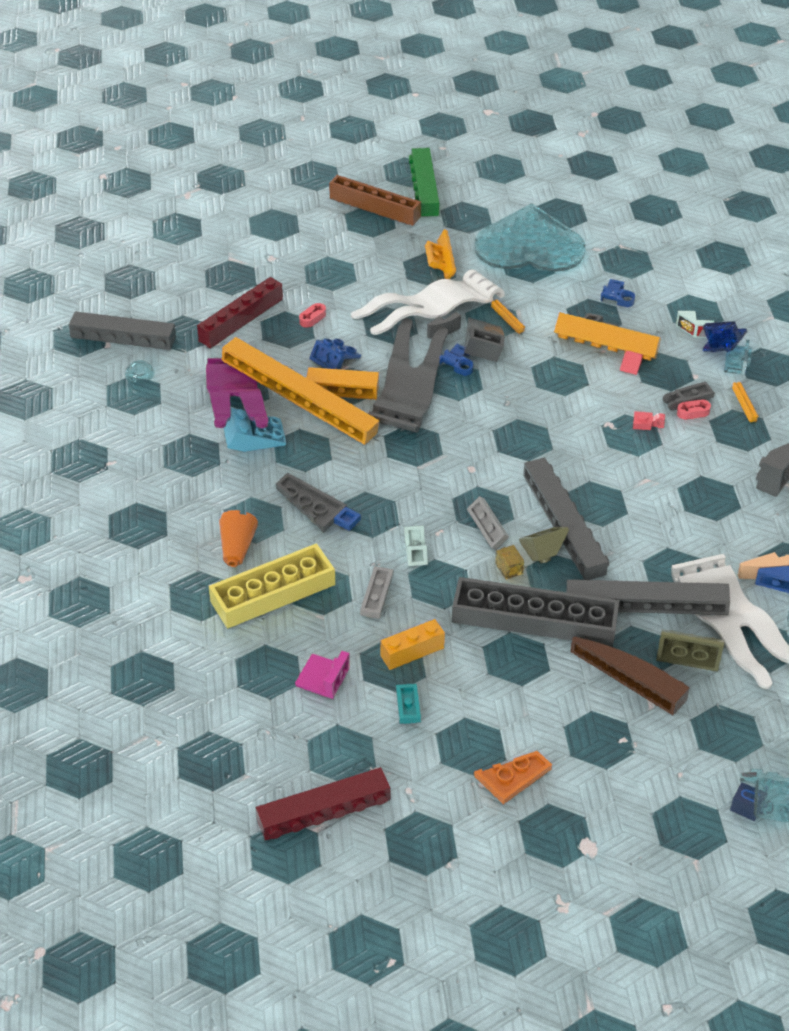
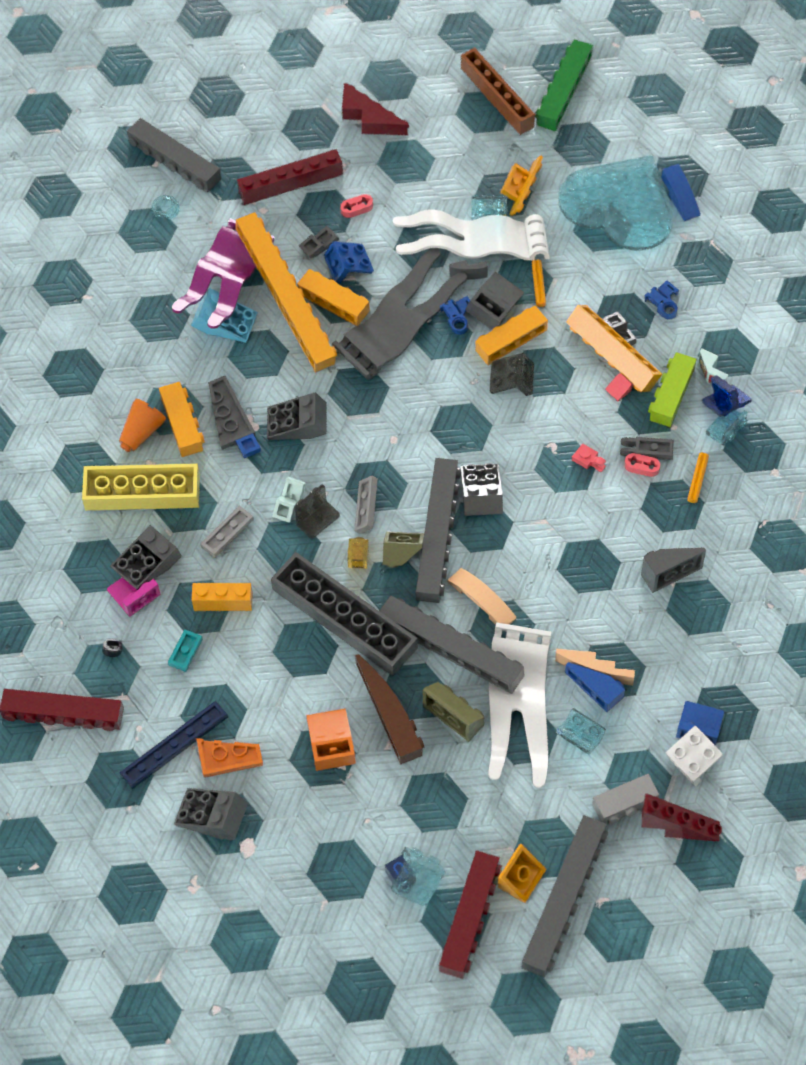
camera: 30 degrees right, 15 degrees up
(272, 521) = (181, 419): none -> light orange brick
(280, 249) = (373, 116): none -> dark red slope
(299, 350) = (319, 243): none -> dark grey slope
(318, 639) = (146, 558): none -> dark grey slope
(335, 730) = (112, 648): none -> black tile
(376, 482) = (297, 418): none -> dark grey slope
(427, 274) = (488, 205): none -> clear light blue bracket
(448, 547) = (314, 512): none -> clear smoke bracket
(453, 790) = (173, 744): none -> dark blue tile
(515, 357) = (511, 335): none -> light orange brick
(534, 830) = (211, 812): none -> dark grey slope
(535, 384) = (511, 373): none -> clear smoke bracket
(573, 219) = (680, 192): none -> blue slope
(581, 474) = (481, 489): none -> dark grey slope
(601, 718) = (331, 739): none -> orange slope
(641, 551) = (483, 596): none -> light nougat slope
(675, 348) = (672, 389): none -> lime brick

